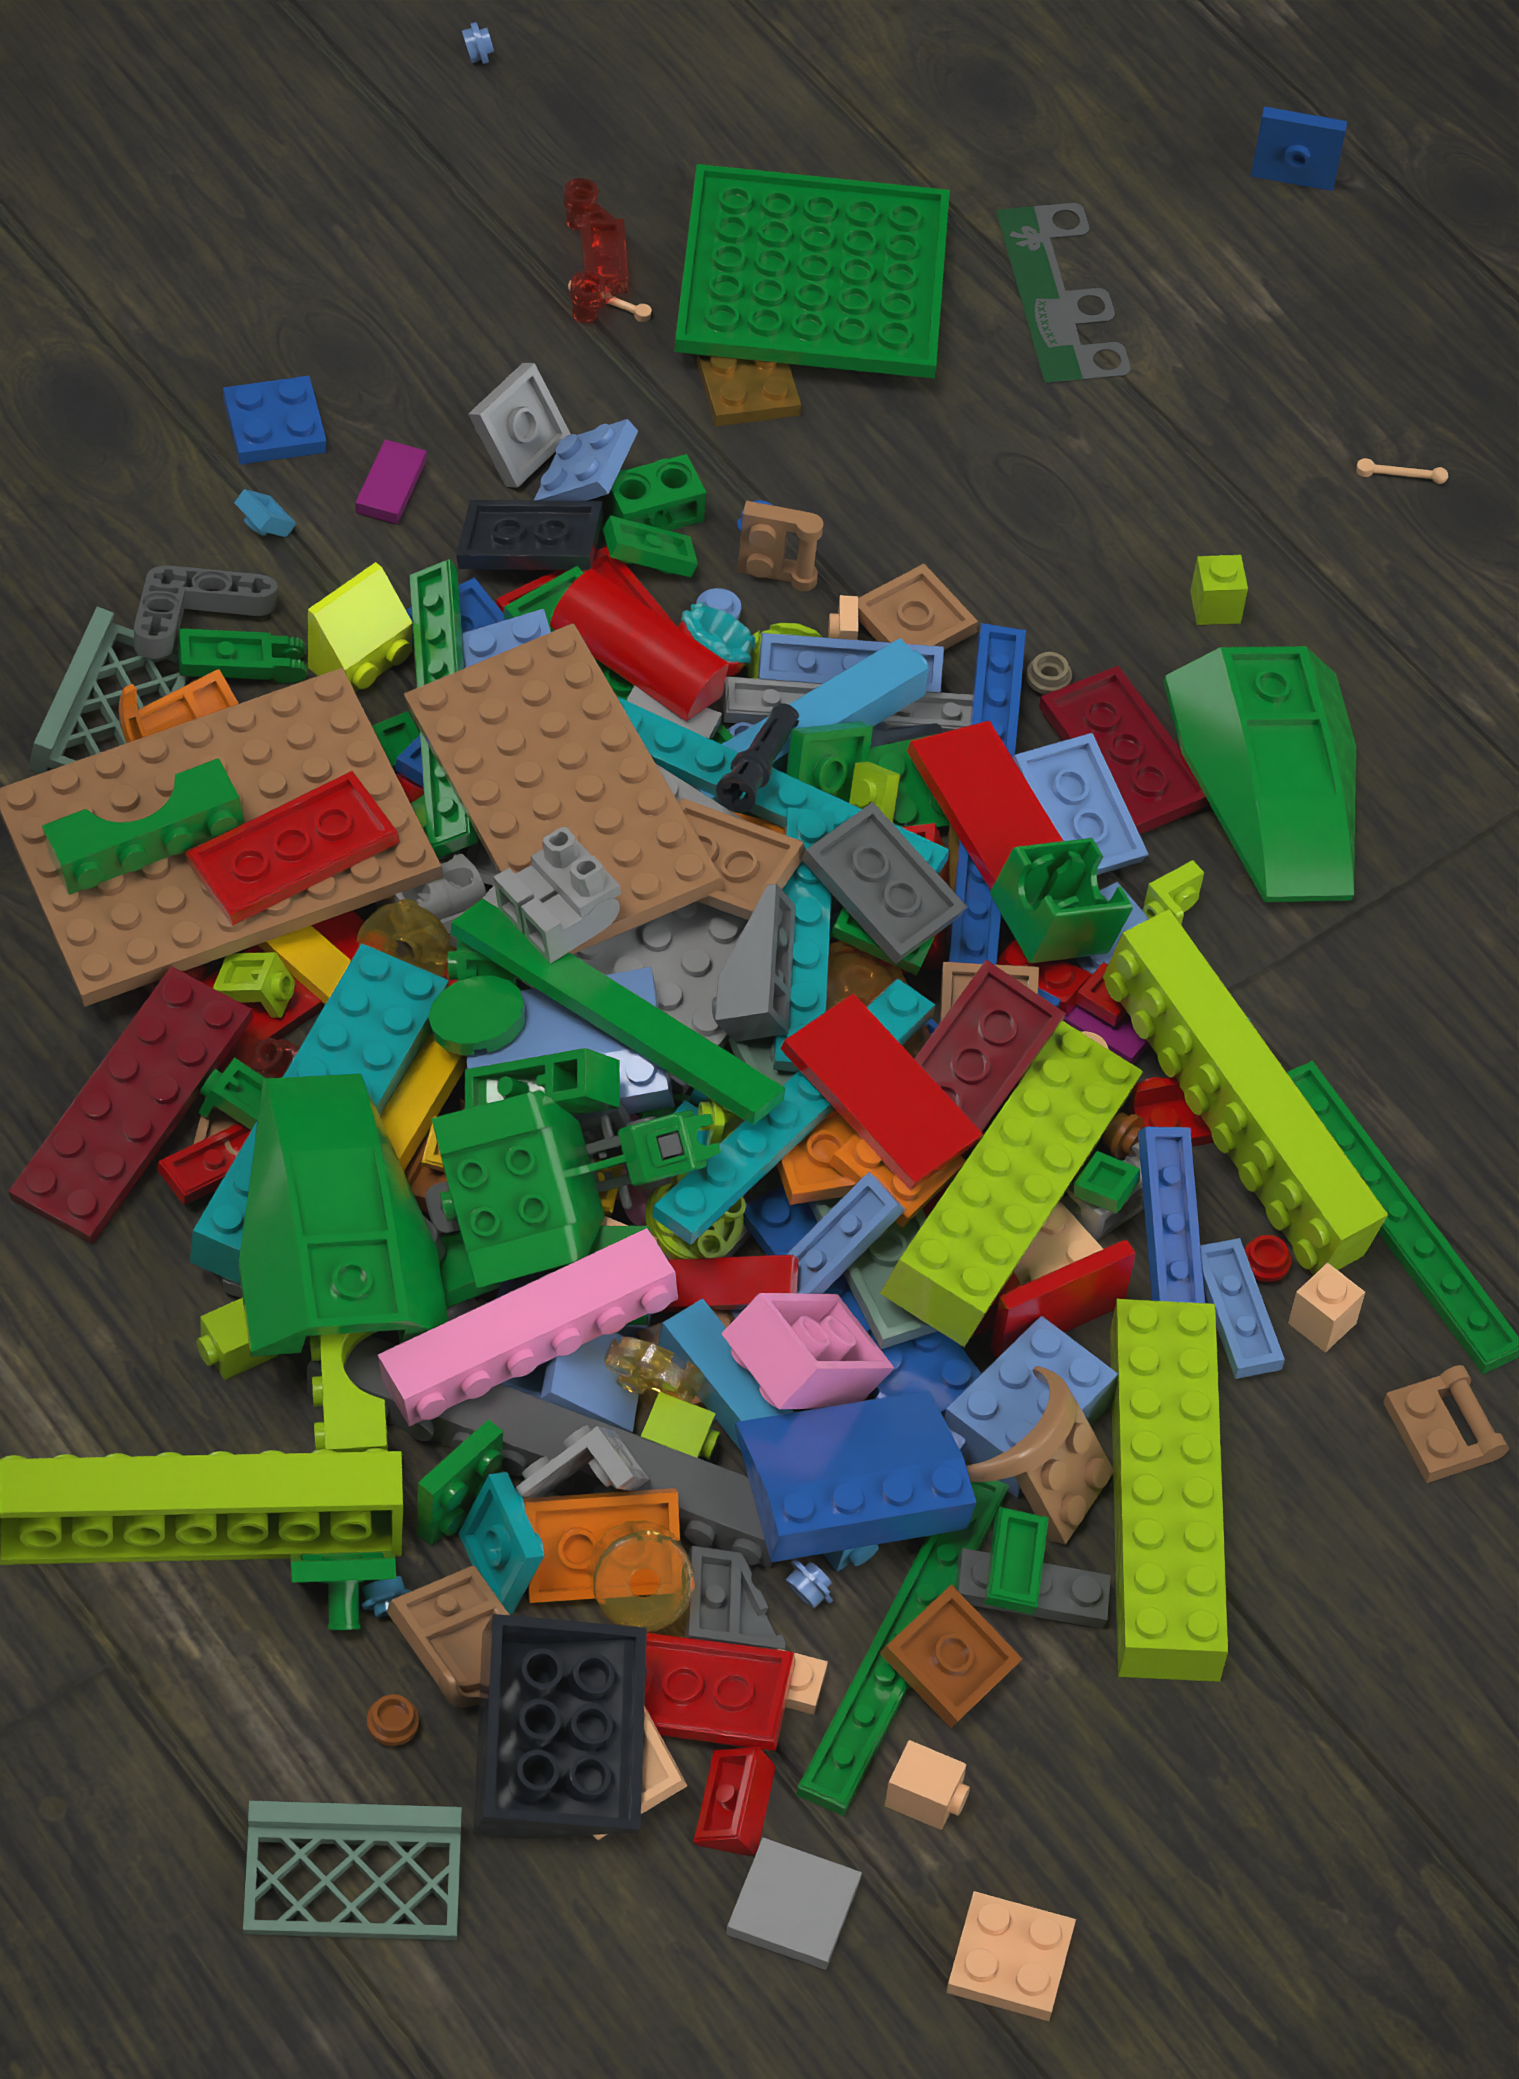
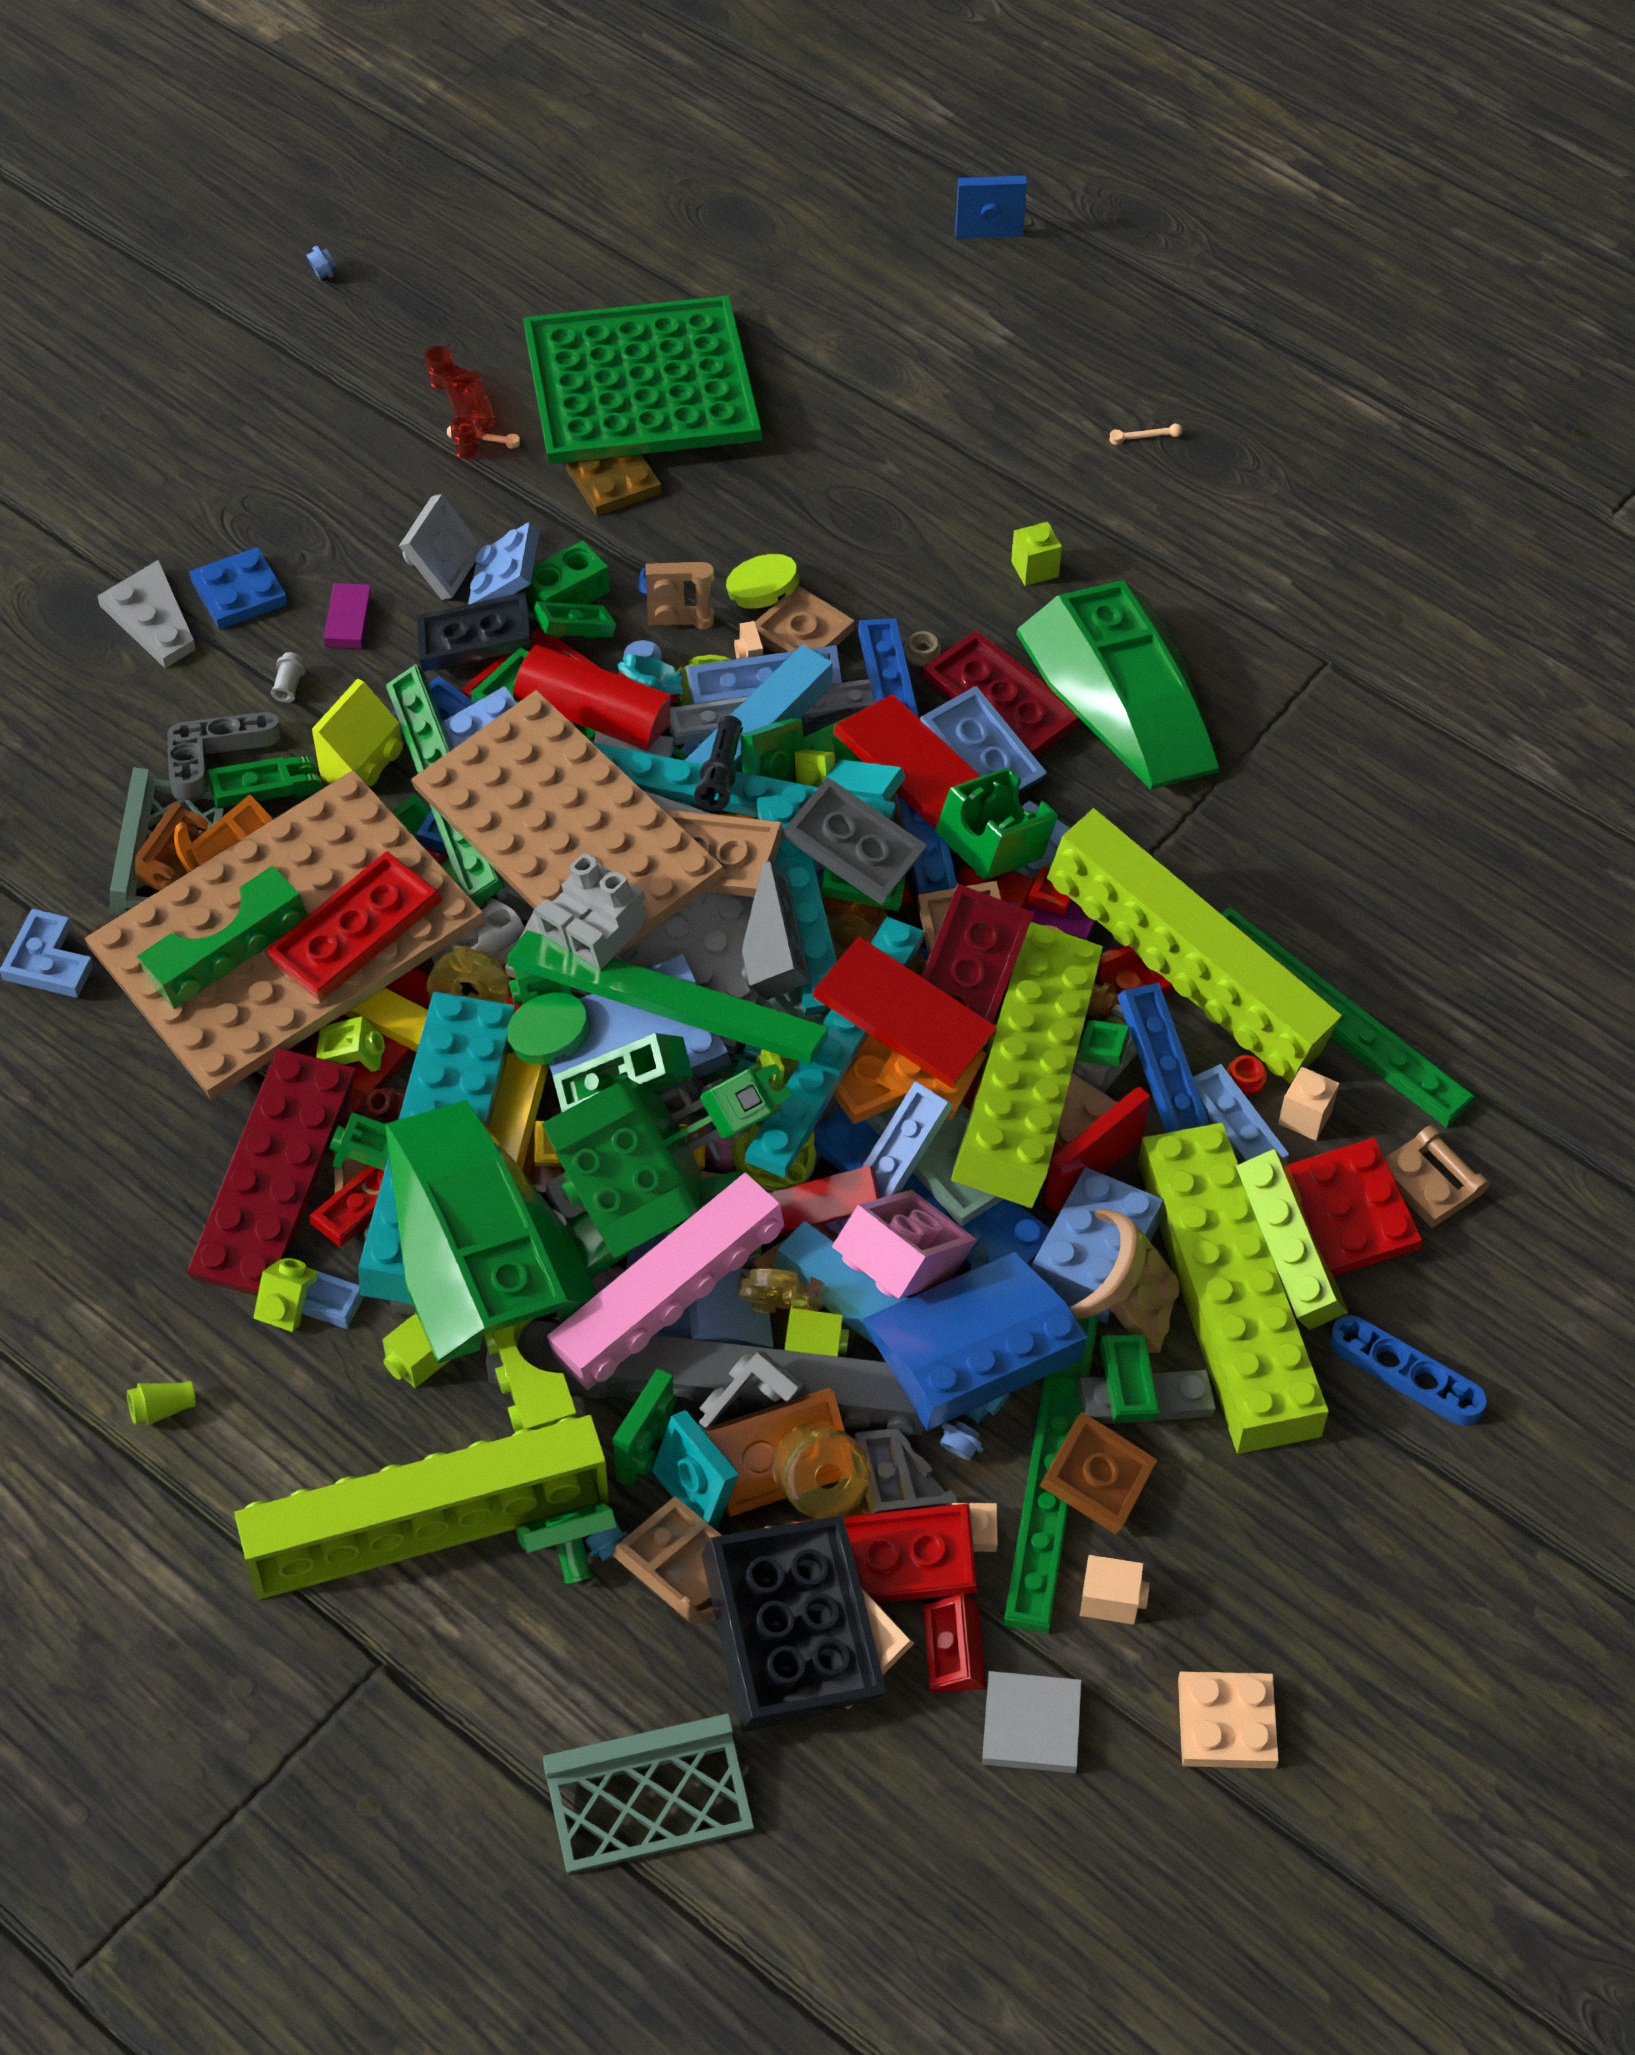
camera: 10 degrees left, 0 degrees up
(96, 720) = (157, 860): none -> dark orange hinge
(107, 1240) = (284, 1293): none -> lime bracket
(143, 1251) = (332, 1300): none -> medium blue tile
(165, 428) = (150, 614): none -> light grey wing
(264, 514) = (251, 663): dark azure plate -> none
(306, 531) = (290, 669): none -> light grey pin
(392, 1720) = (643, 1650): dark orange plate -> none
(885, 548) = (762, 580): none -> lime tile
(925, 814) = (867, 779): none -> teal tile
(1046, 303) = (830, 368): piece -> none
(1174, 891) = (1077, 798): lime bracket -> none
(1252, 1492) = (1290, 1241): none -> lime arch
(1321, 1437) = (1354, 1207): none -> red plate
(1334, 1636) = (1411, 1364): none -> blue beam

